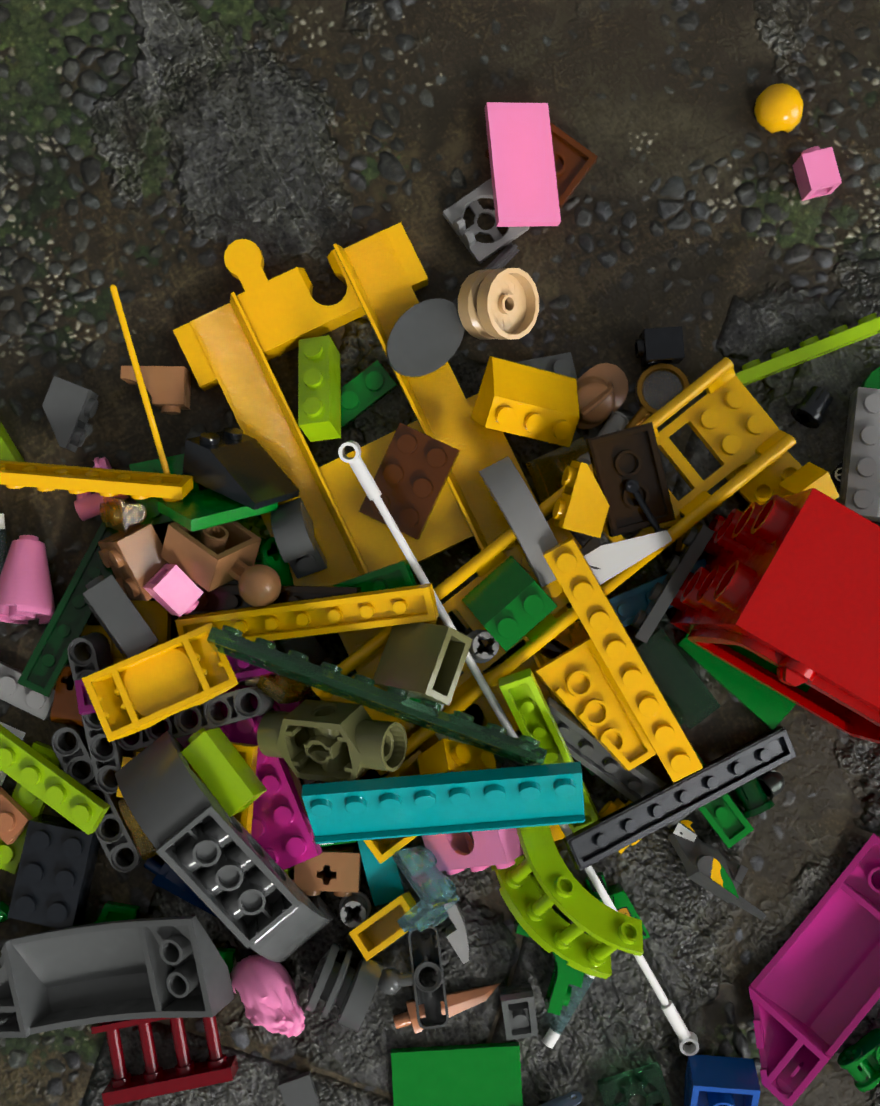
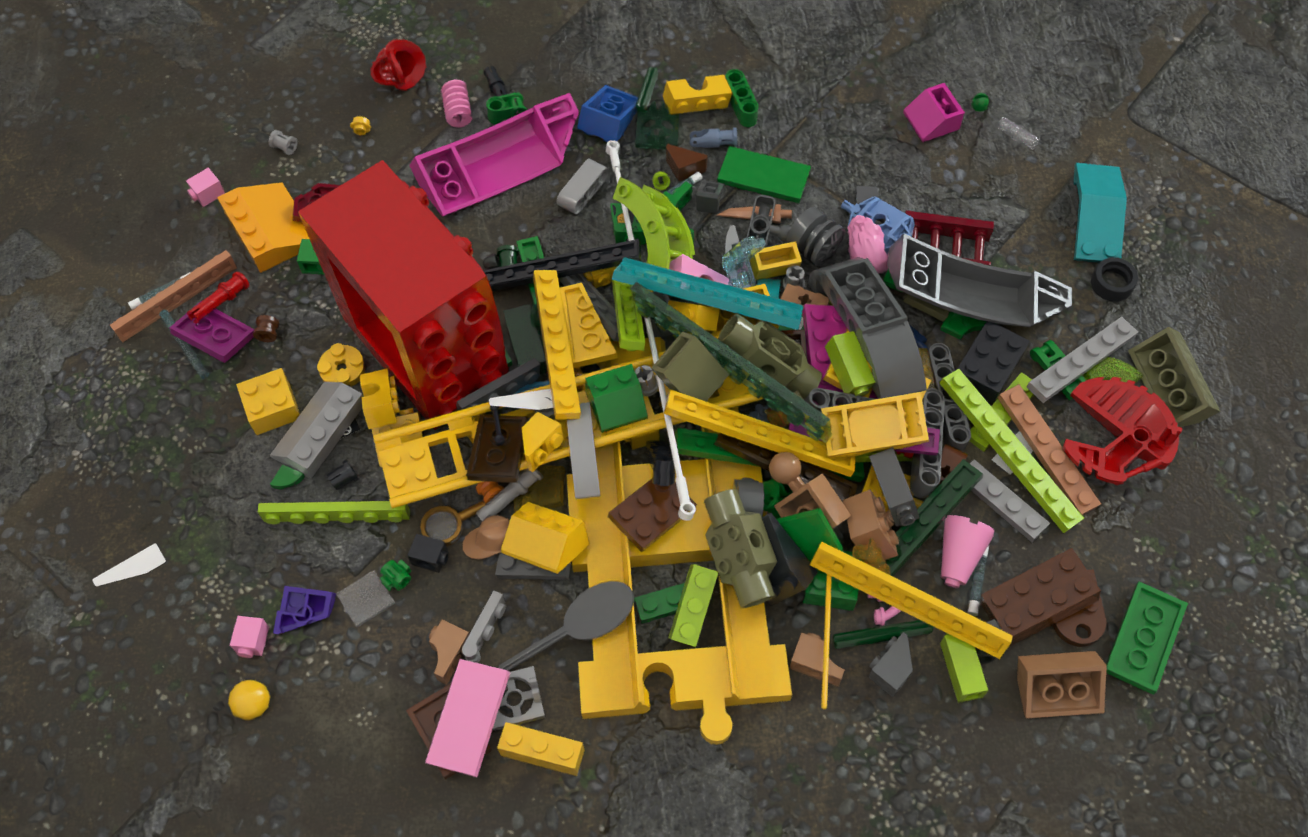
camera: 155 degrees left, 25 degrees down
(106, 442) = (880, 634): none -> dark green axle
(174, 590) = (848, 488): bright pink brick -> none
(234, 1050) = (875, 208): none -> medium blue plate
(280, 461) = (740, 548): none -> olive brick
(410, 520) = (661, 461): none -> black beam
(430, 169) = (541, 749): none -> yellow brick
(498, 304) = (534, 616): tan wheel -> none
(553, 280) = (484, 627): none -> light grey plate
(575, 1056) = (685, 162): none -> reddish brown slope
(585, 247) = (448, 643): none -> medium nougat arch
(594, 1004) = (666, 181): none -> lime hinge
(686, 305) = (395, 575): none -> green gear
(703, 959) = (582, 186): none -> light grey beam
(708, 272) = (365, 598): none -> clear piece
(709, 867) = (553, 229): dark grey animal -> none
(774, 233) = (302, 608): none -> dark purple slope

